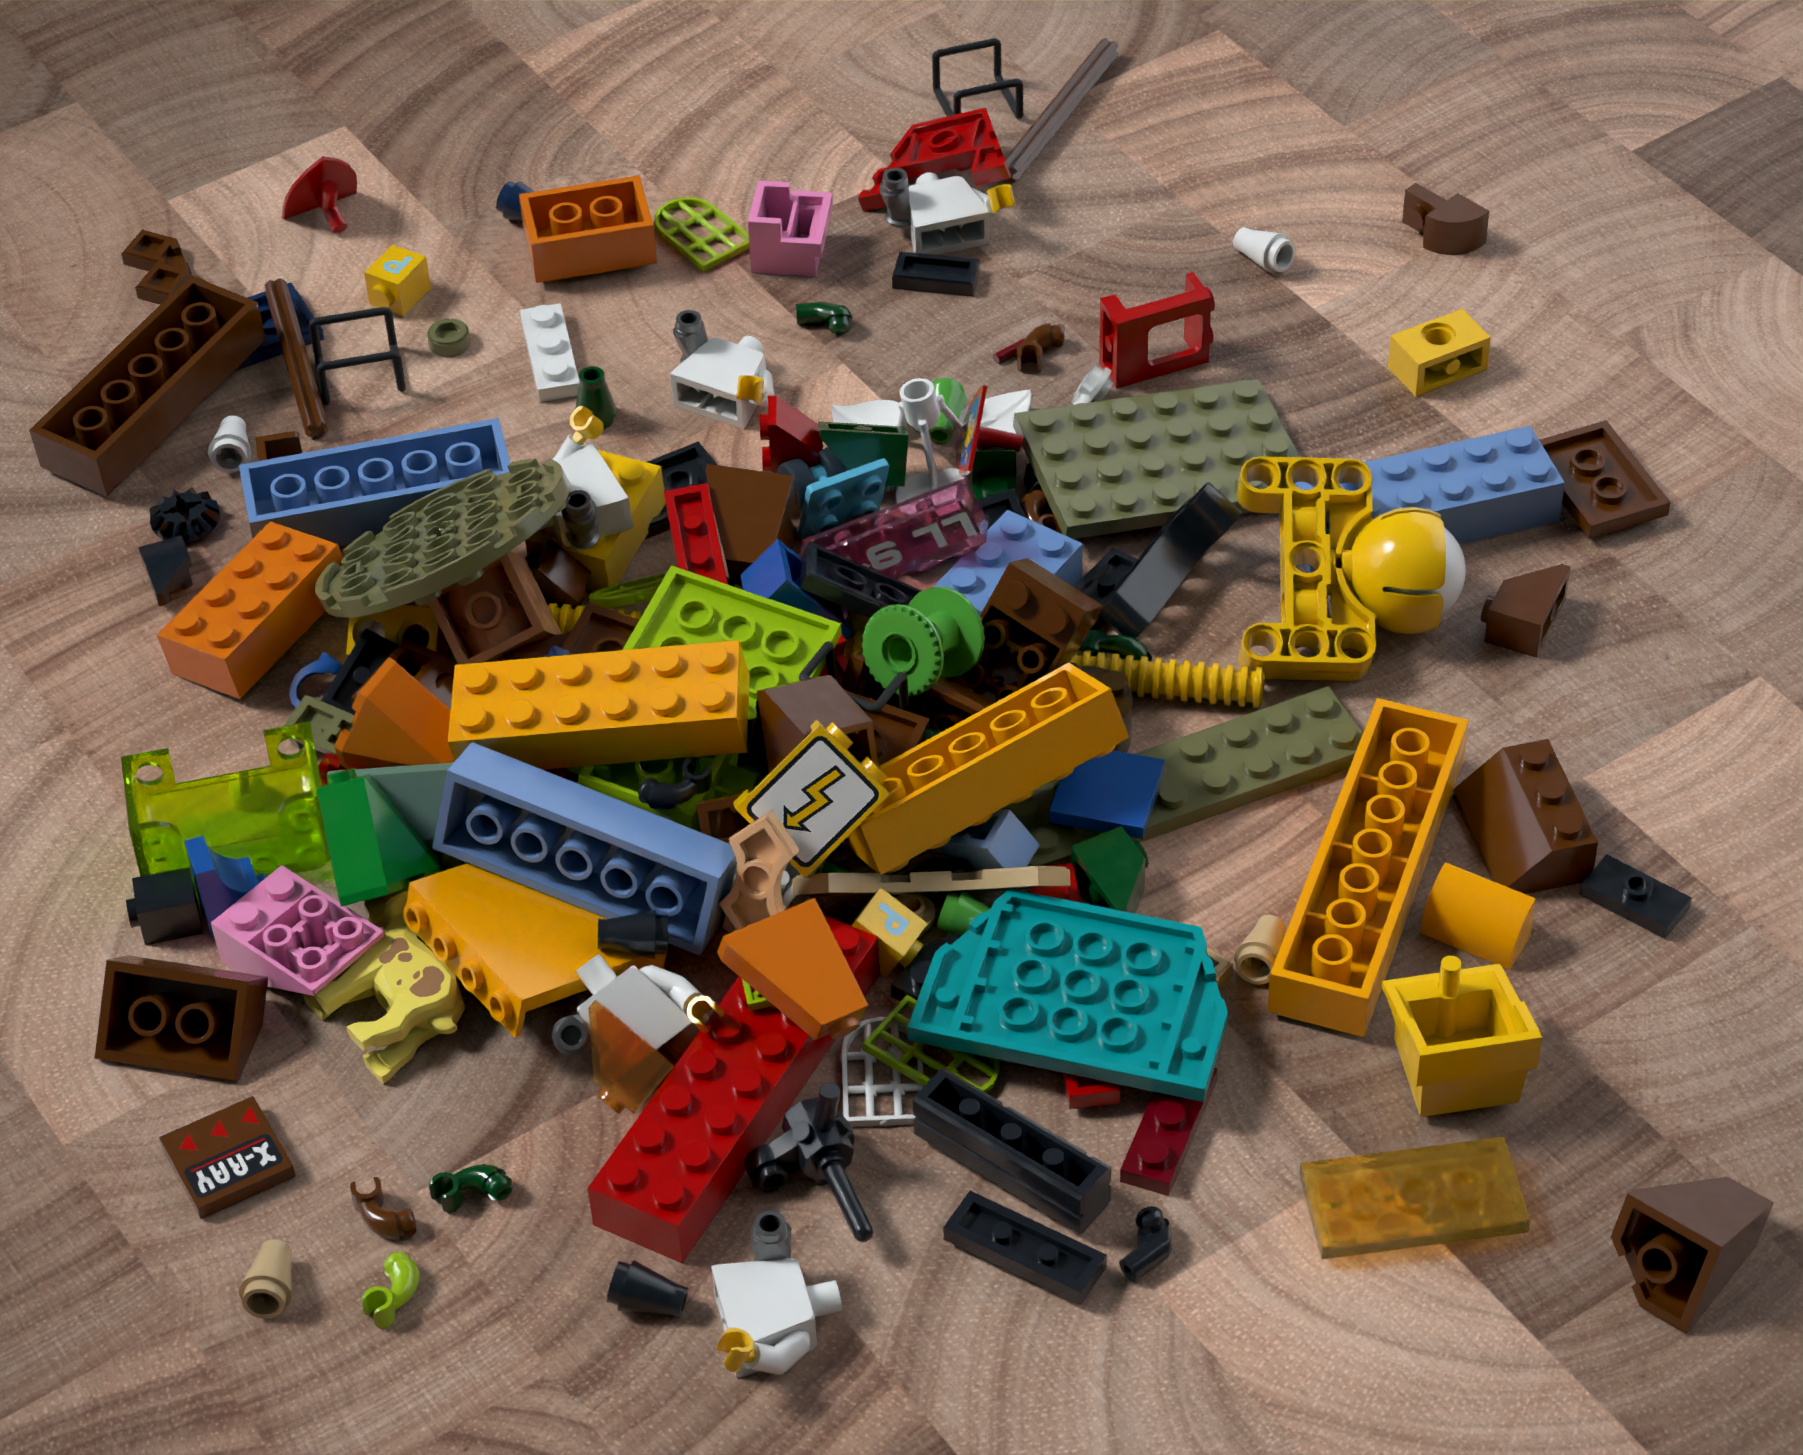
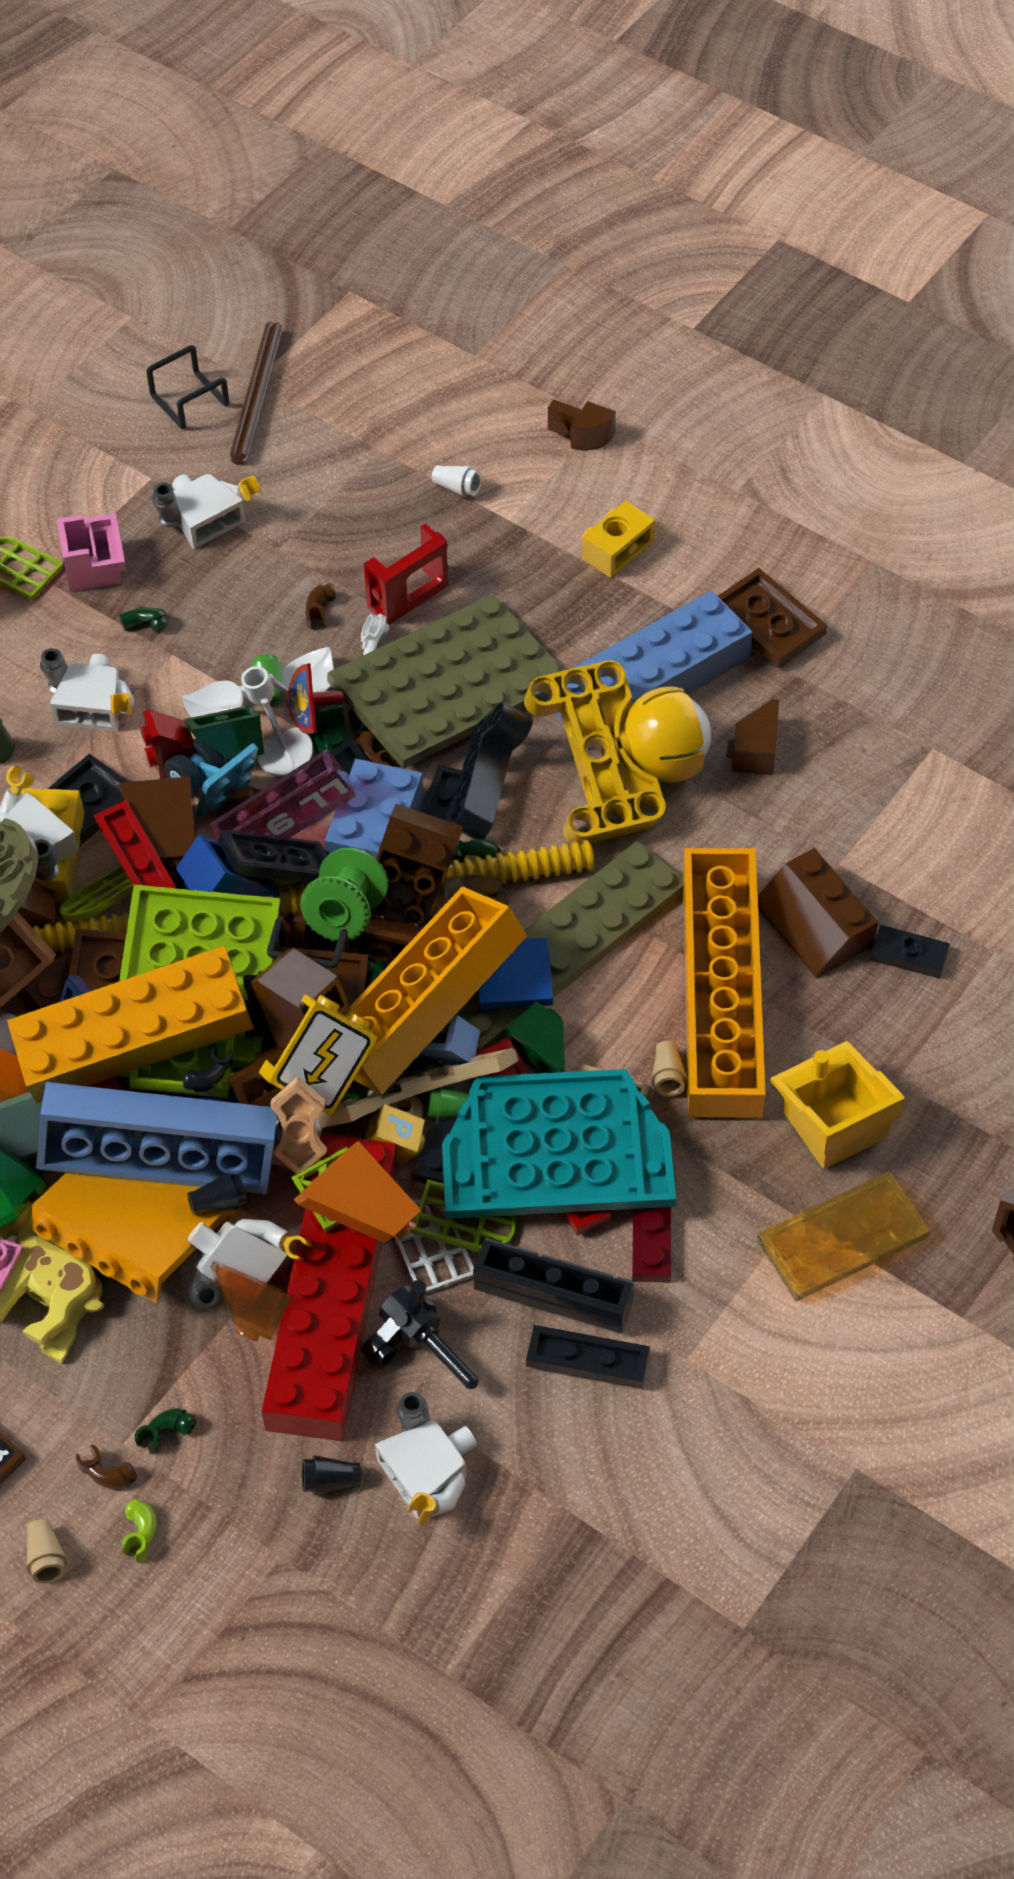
camera: 20 degrees left, 10 degrees up
(936, 273) = (215, 559): black tile -> none
(944, 145) = (180, 448): red wing -> none
(1007, 352) = (296, 613): dark red piece -> none
(1153, 1243) = (675, 1324): black arm -> none
(1478, 916) = (810, 1000): light orange brick -> none

